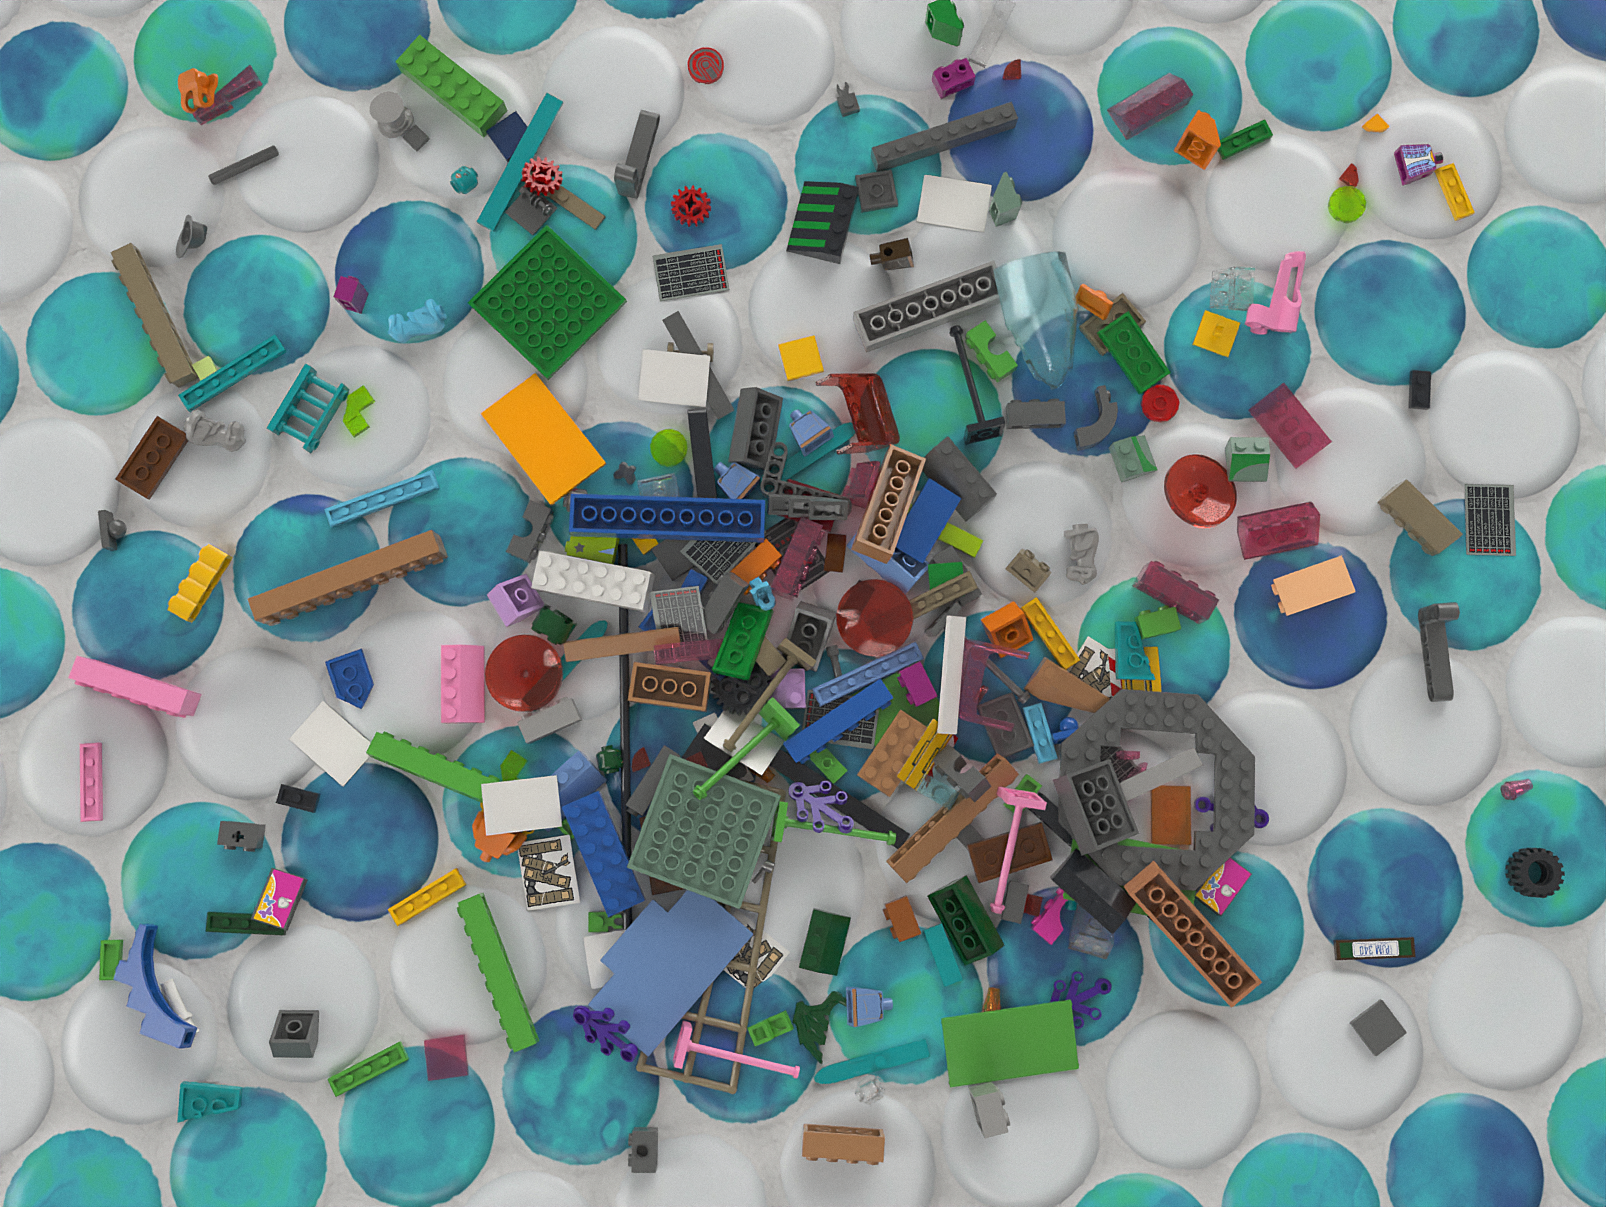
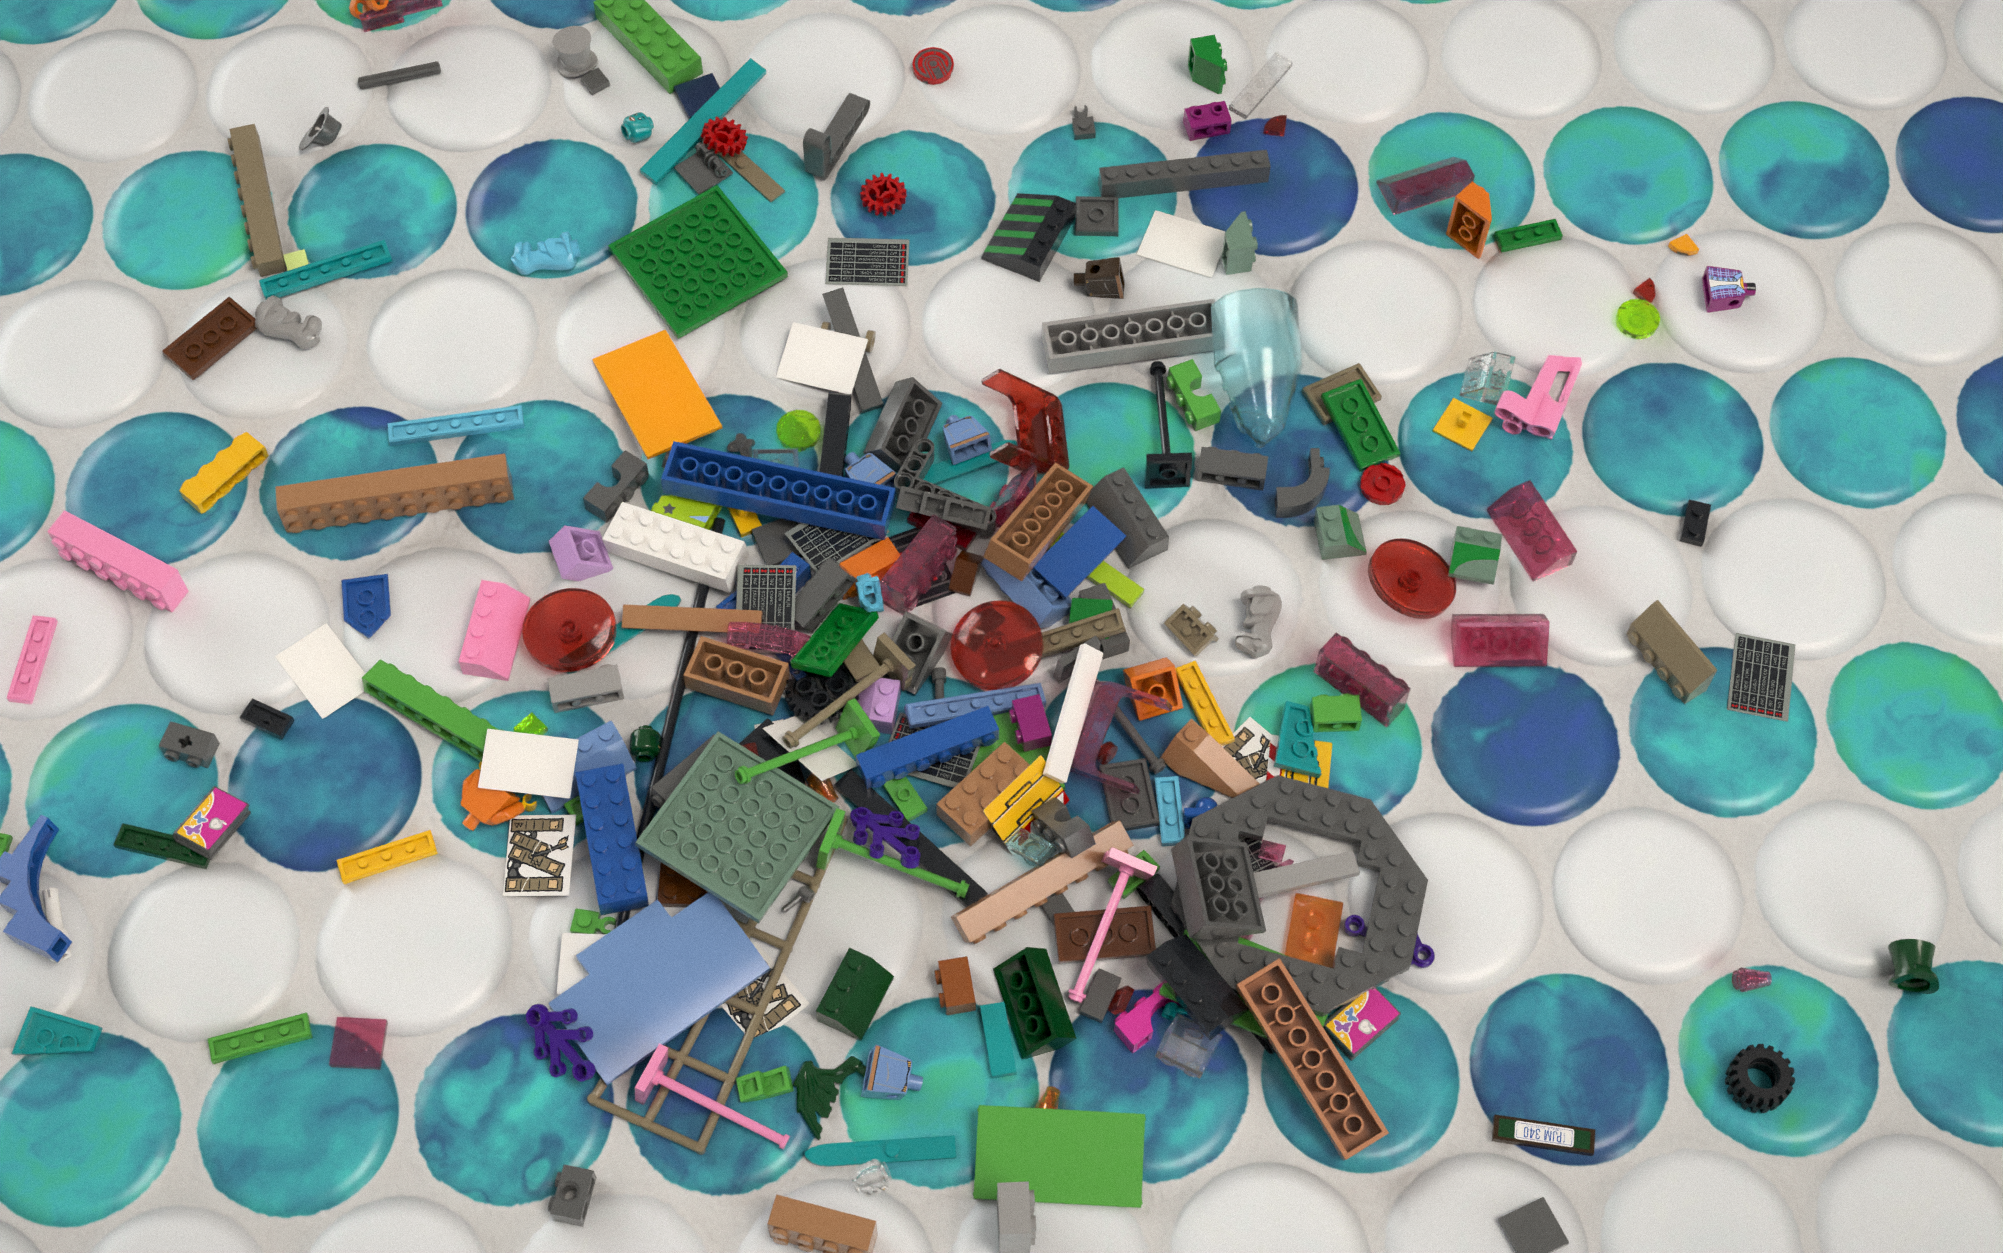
camera: 10 degrees right, 20 degrees down
(110, 529) = (140, 400): dark grey tile -> none
(289, 408) = (386, 305): teal fence -> none
(295, 1034) = (184, 979): dark grey slope -> none
(351, 294) = (480, 213): magenta brick -> none
(356, 403) = (454, 325): clear neon green tile -> none
(498, 972) = (449, 955): bright green brick -> none
(553, 624) = (617, 584): dark green brick -> none
(640, 760) = (680, 752): clear red tile -> none
(801, 358) = (971, 365): yellow tile -> none
(1076, 999) = (1152, 1124): dark purple plant -> none
(1094, 301) = (1322, 363): orange tile -> none
(1313, 586) = (1531, 704): light nougat slope -> none
(1435, 649) = (1671, 797): dark grey beam -> none
(1454, 192) = (1766, 327): yellow tile -> none

